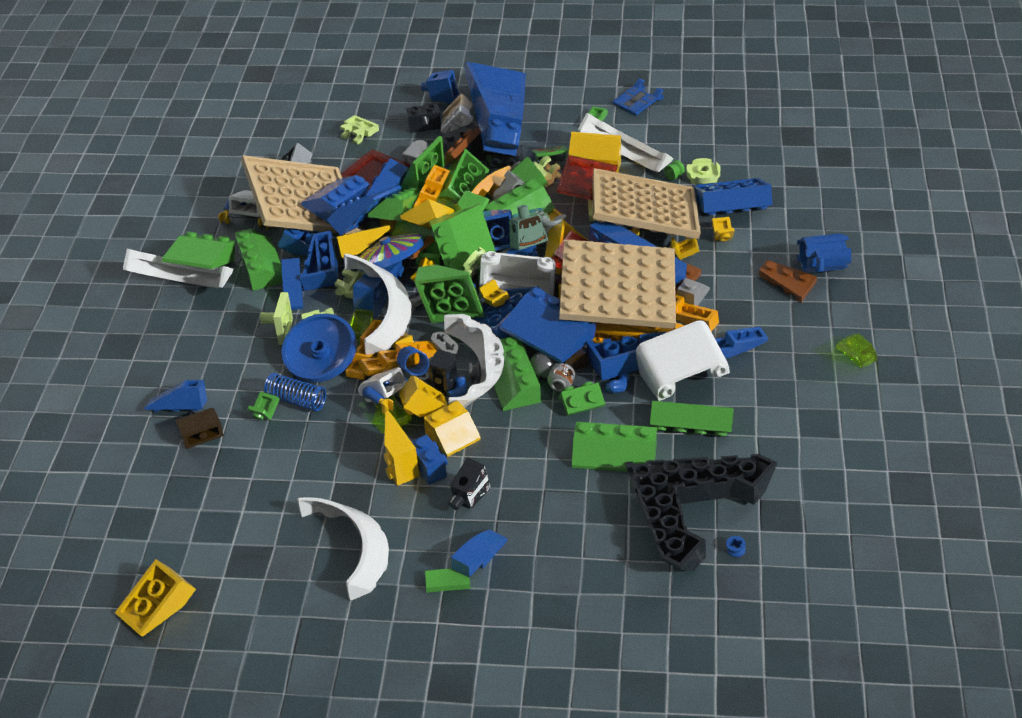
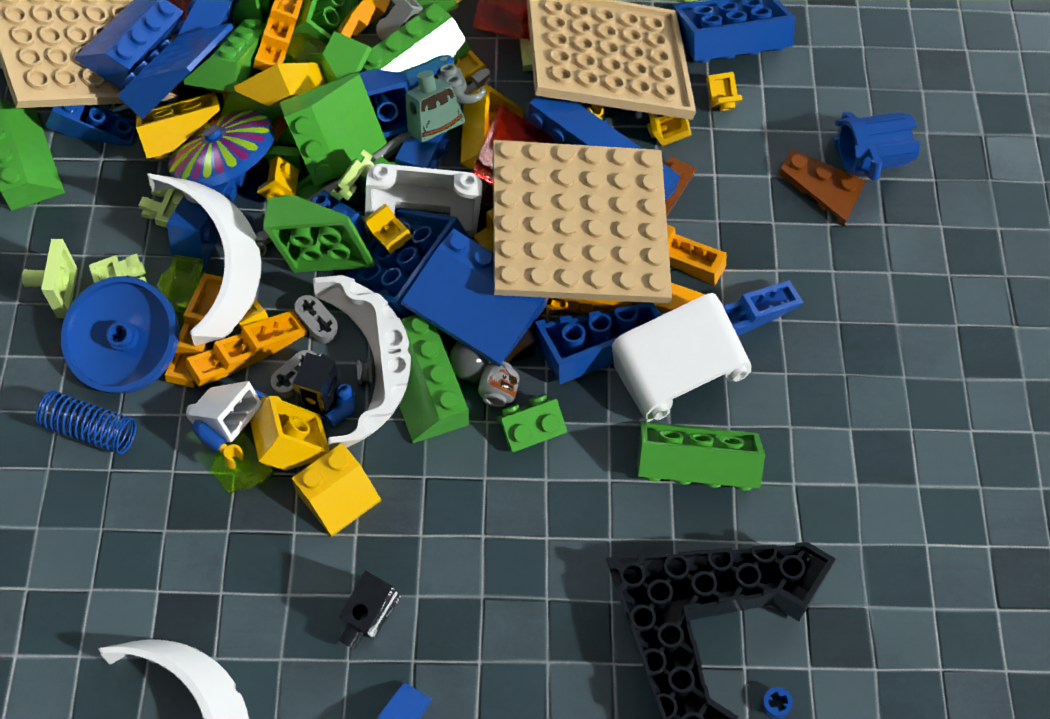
camera: 10 degrees left, 20 degrees up
(264, 406) = (38, 450): bright green bracket -> none
(291, 282) = (72, 203): blue slope -> none
(321, 264) = (116, 164): blue wedge -> none
(400, 453) = (257, 556): yellow slope -> none
(422, 366) = (278, 369): blue piece -> none
(430, 461) = (302, 552): blue brick -> none
(611, 445) = (586, 520): bright green slope -> none
(618, 386) = (586, 394): blue arm -> none
(692, 291) = (686, 213): light grey slope -> none
(858, 349) = (932, 318): clear neon green slope -> none

